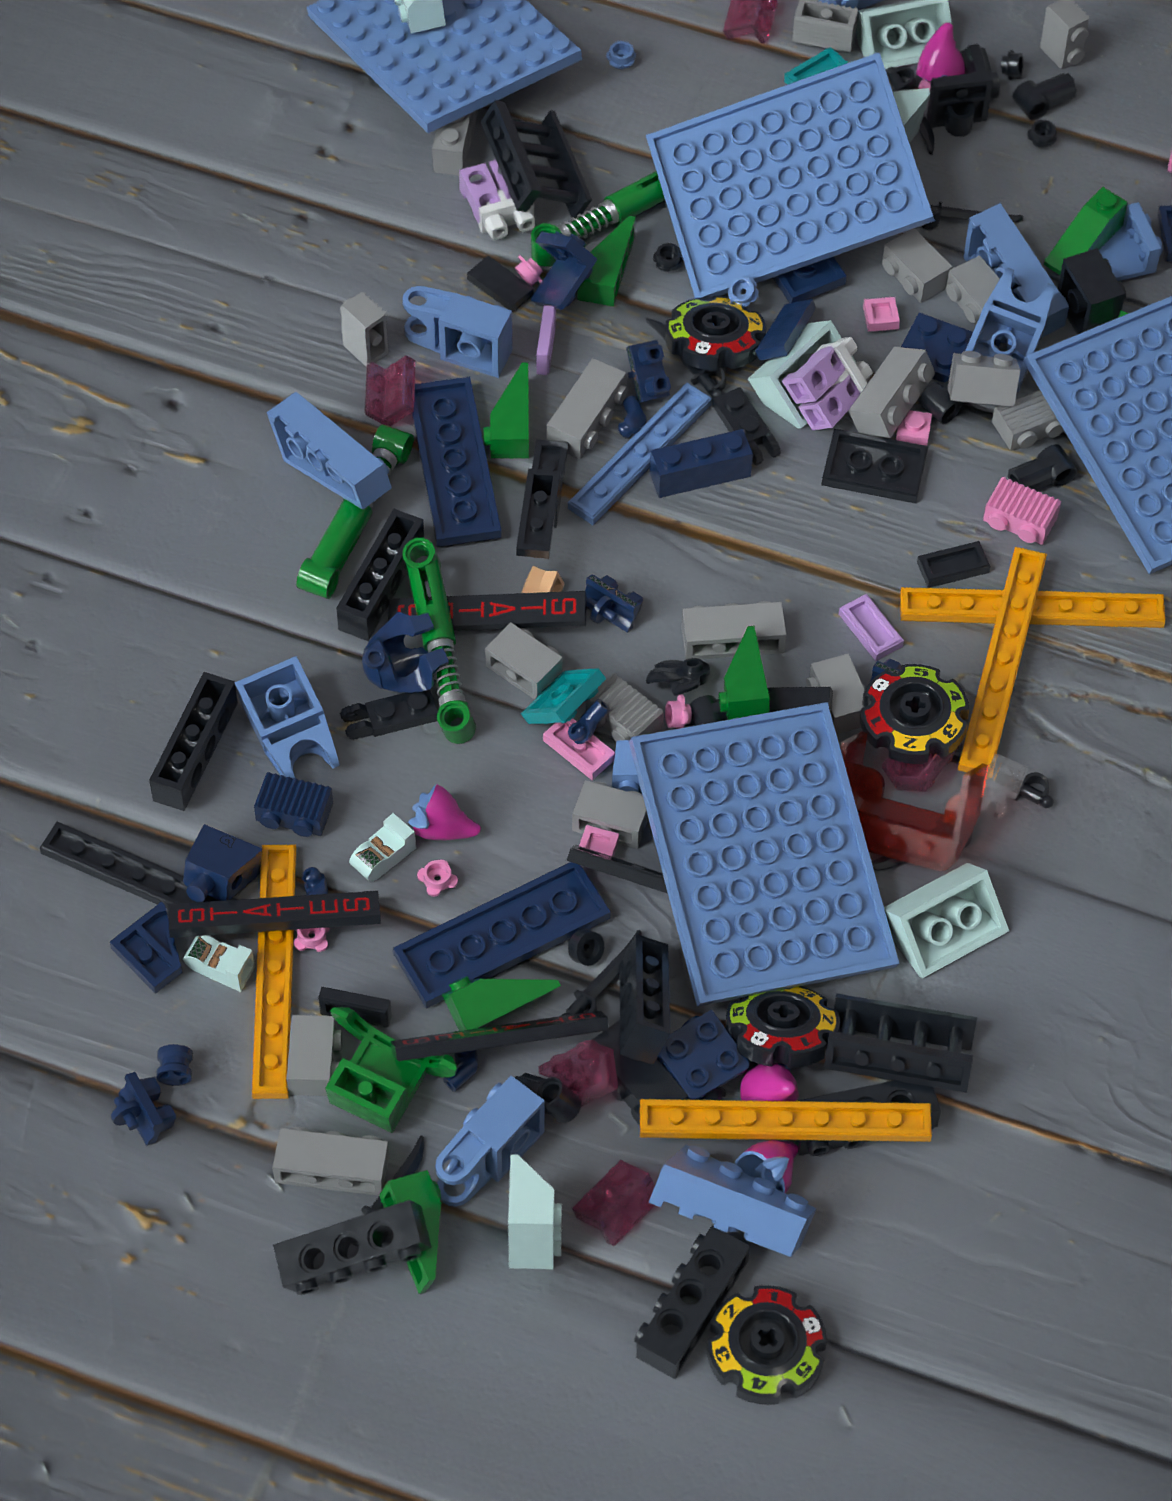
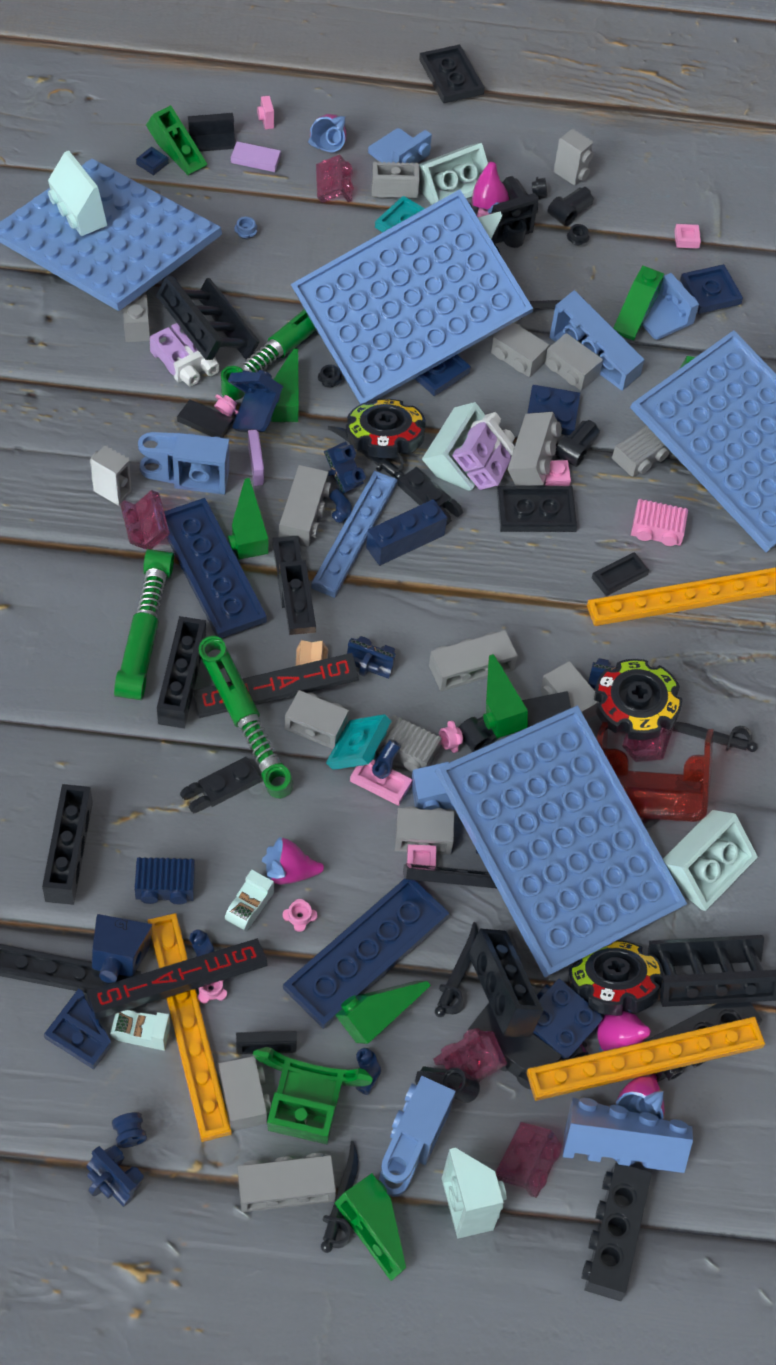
camera: 20 degrees left, 0 degrees up
(286, 715) = (147, 814): medium blue brick -> none
(297, 1254) = (283, 1277): black brick -> none
(327, 452) = (112, 581): medium blue wedge -> none
(399, 668) = (213, 744): dark blue piece -> none
(499, 1035) = (395, 1041): black tile -> none
(586, 947) = (437, 947): black tile -> none
(681, 674) = (448, 704): black plate -> none
(743, 283) = (398, 385): medium blue plate -> none
(768, 1370) = (711, 1259): black piece -> none
(785, 329) = (439, 415): dark blue tile -> none
(871, 627) = (574, 636): lavender tile -> none
(881, 314) = (505, 391): bright pink plate -> none
(983, 378) = (604, 426): light grey brick -> none
(1002, 659) = (685, 642): light orange tile -> none
(1003, 780) = (721, 738): clear plate -> none
(1012, 323) = (612, 380): medium blue brick -> none
(1049, 467) = (666, 486): black piece -> none
(1090, 290) = (659, 346): black brick -> none

